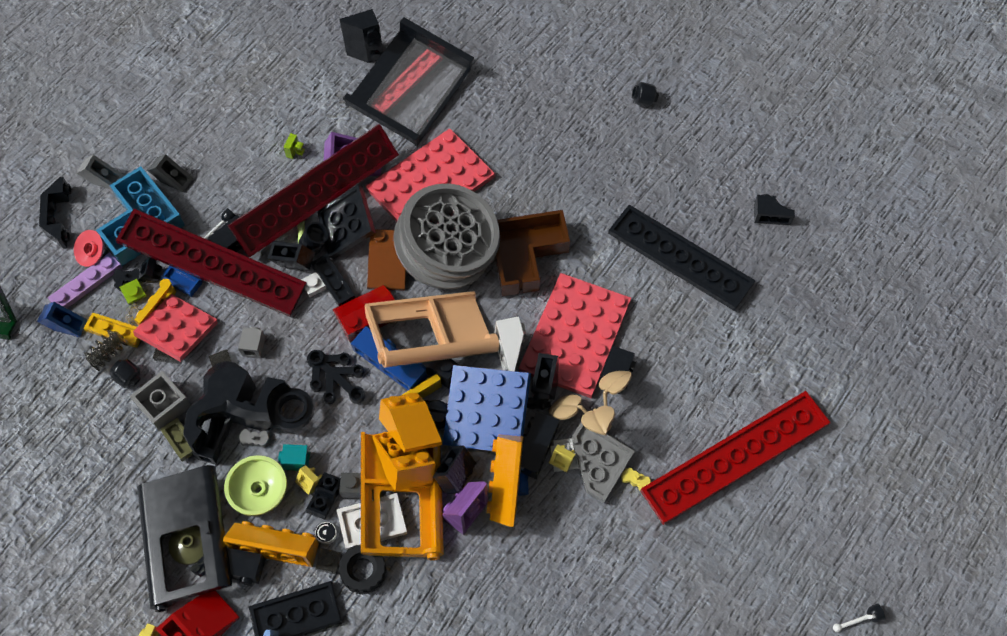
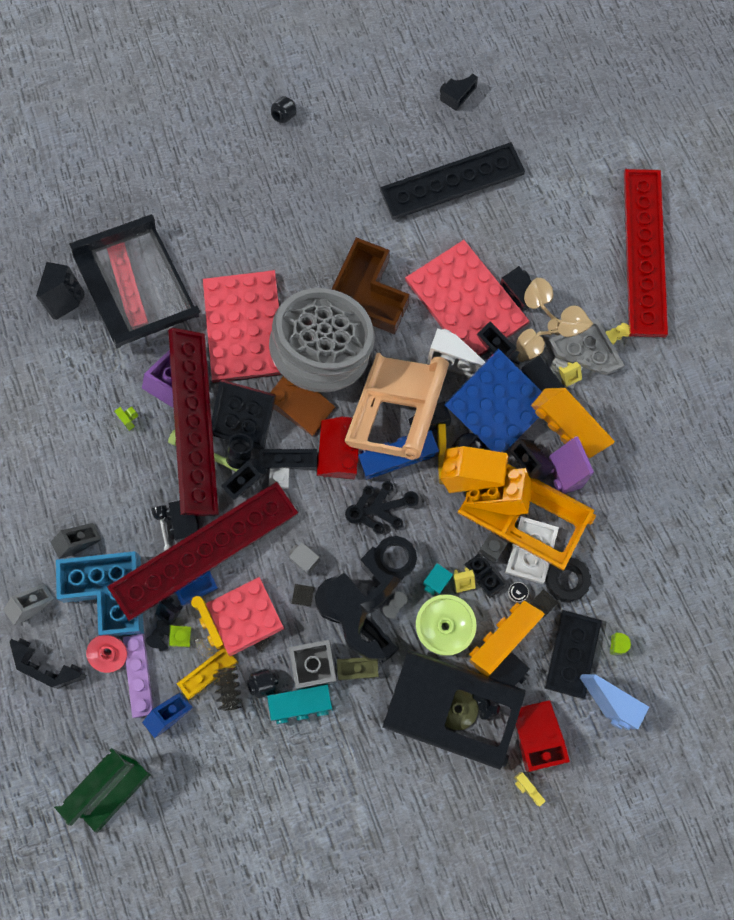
camera: 55 degrees left, 10 degrees up
(123, 412) = (300, 704): none -> teal brick

